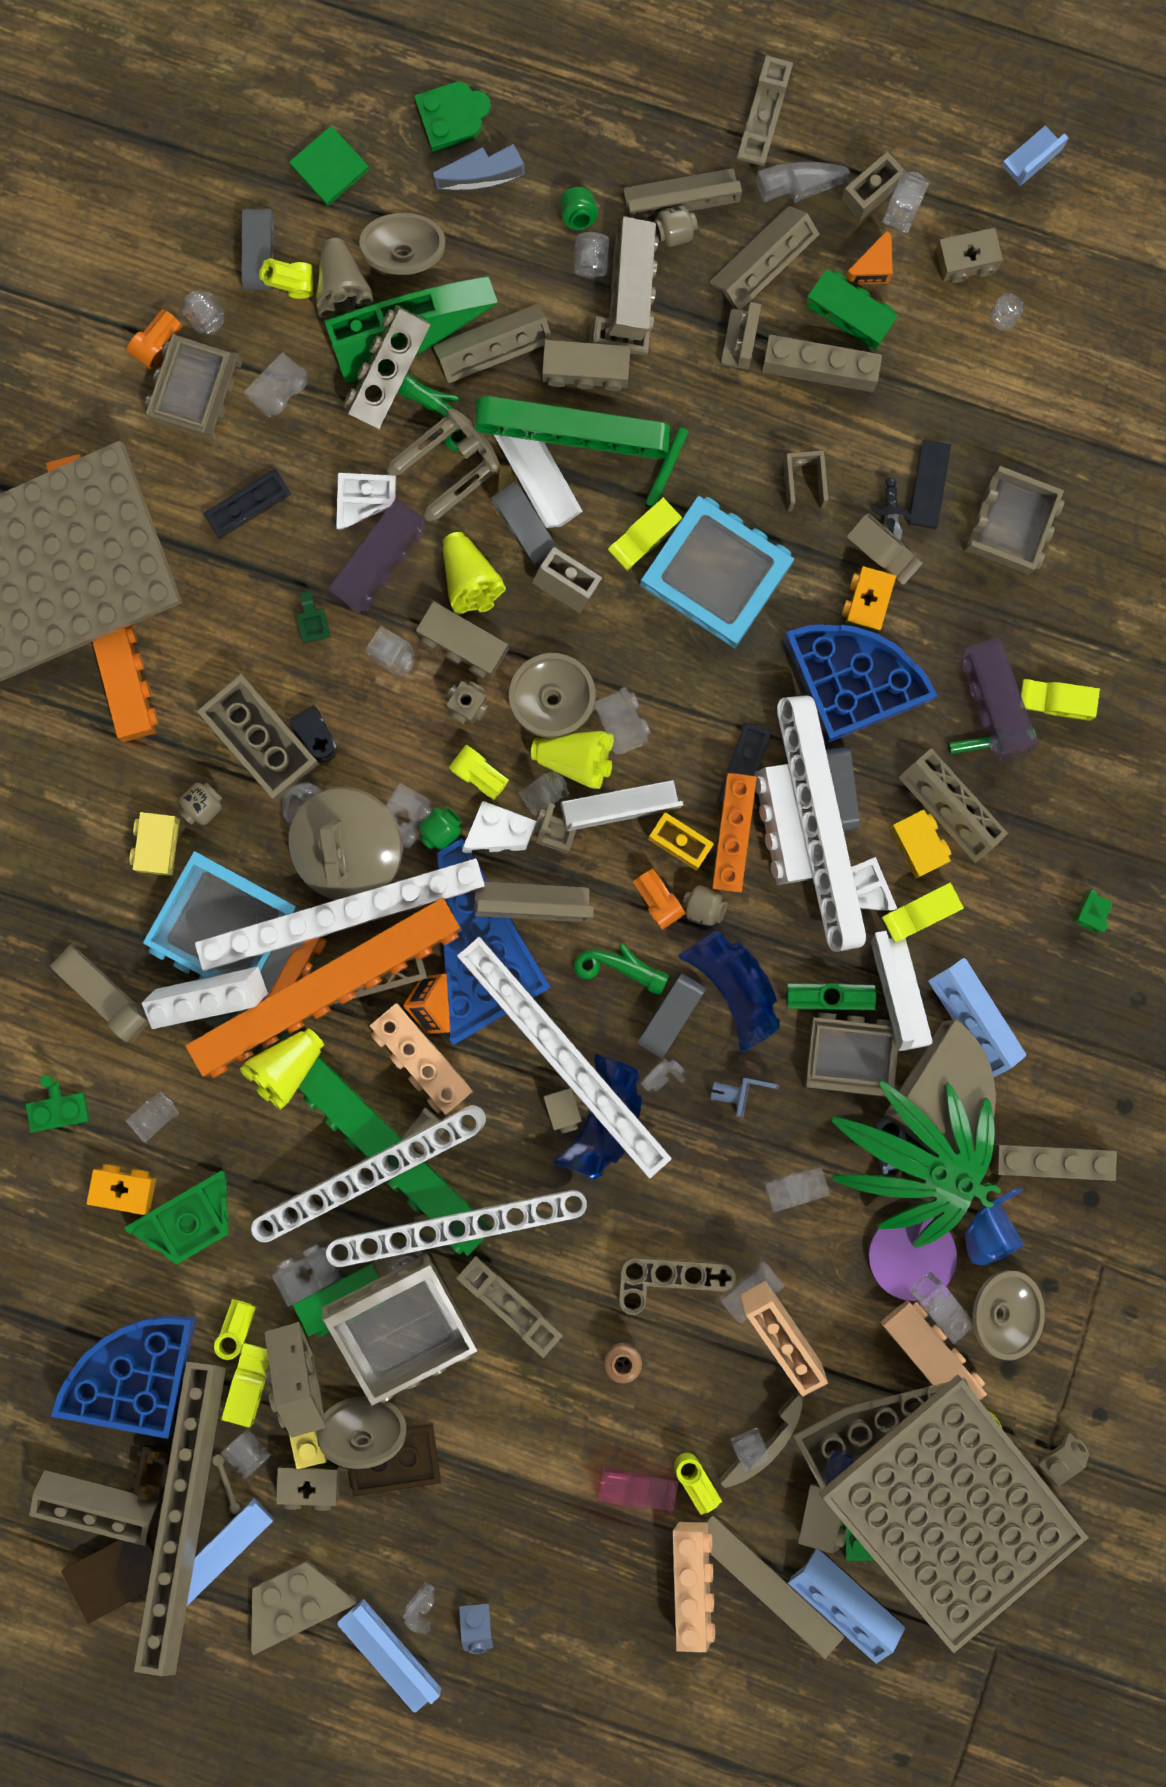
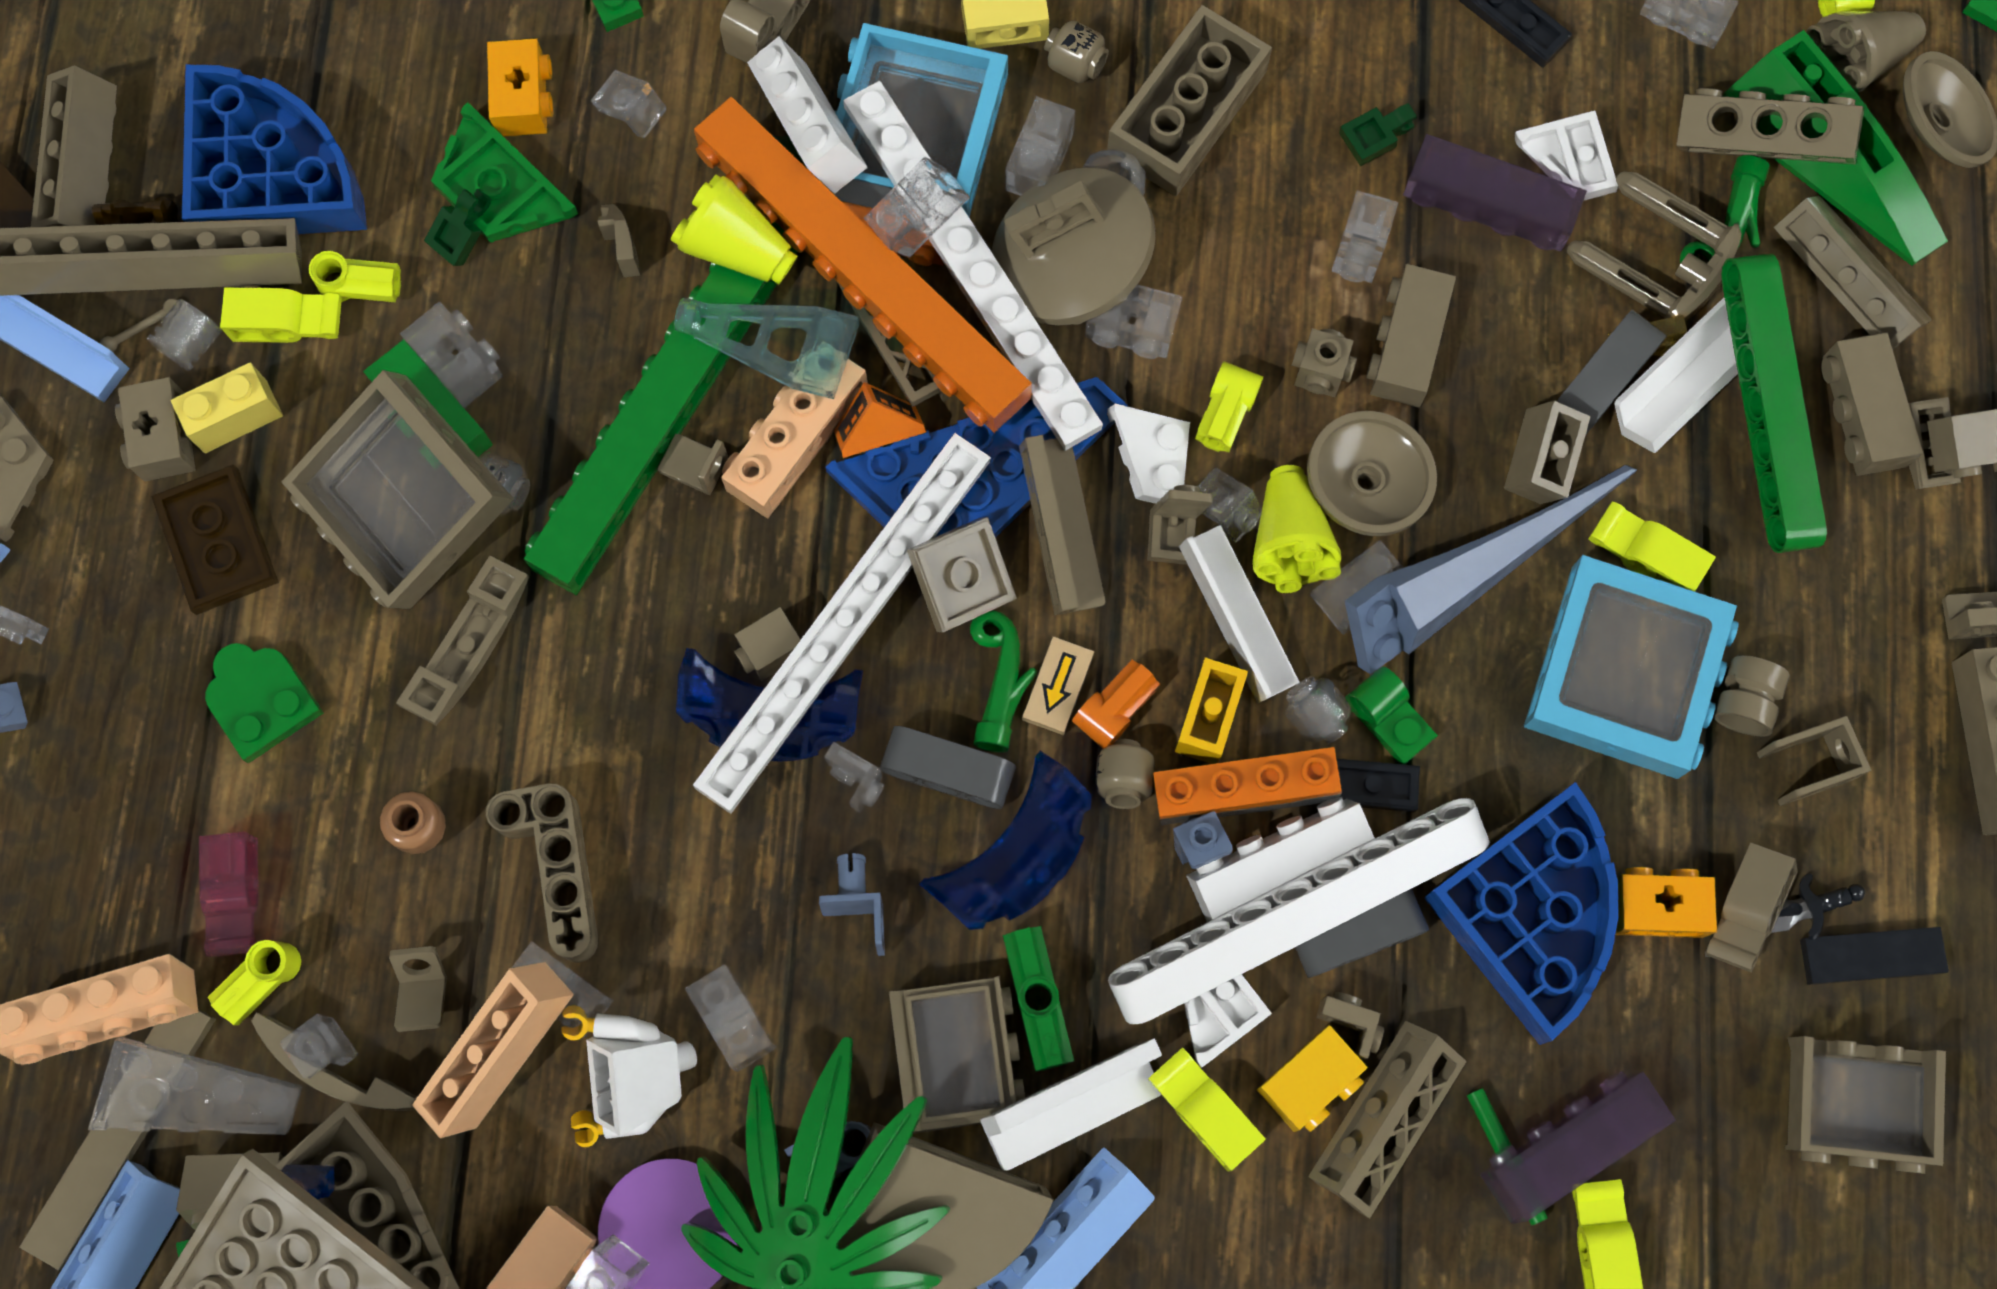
camera: 80 degrees right, 10 degrees down
(218, 1255) = (453, 229): none -> dark green plate
(240, 1146) = (614, 226): none -> dark tan slope
(265, 846) = (1040, 146): none -> clear brick
(293, 1380) = (292, 359): dark tan piece -> none
(301, 941) = (916, 207): none -> clear brick
(312, 731) = (1217, 175): black piece -> none
(358, 1184) = (545, 323): white beam -> none
(361, 1433) = (236, 473): dark tan dish -> none
(379, 1026) = (822, 355): none -> clear light blue plate
(440, 828) = (1133, 372): green head -> none
(445, 1237) = (545, 512): white beam -> none
(469, 576) = (1505, 320): neon yellow cone -> none
(510, 1449) = (258, 699): none -> green plate
(550, 974) = (961, 574): none -> dark tan tile
(635, 932) = (1058, 685): none -> tan tile
(643, 691) = (1416, 601): none -> sand blue plate
(666, 467) = (1765, 559): green bar -> none
(695, 774) = (1318, 710): none -> clear head
(708, 730) = (1384, 710): none -> green plate
(730, 1380) = (420, 991): none -> dark tan bracket
(755, 504) = (1751, 697): none -> dark tan wheel
(755, 1543) = (175, 1091): none -> clear wing
(762, 870) = (1201, 841): none -> sand blue bracket
(816, 1257) = (631, 1074): none -> white torso
(885, 811) = (1346, 1012): none -> dark tan bracket

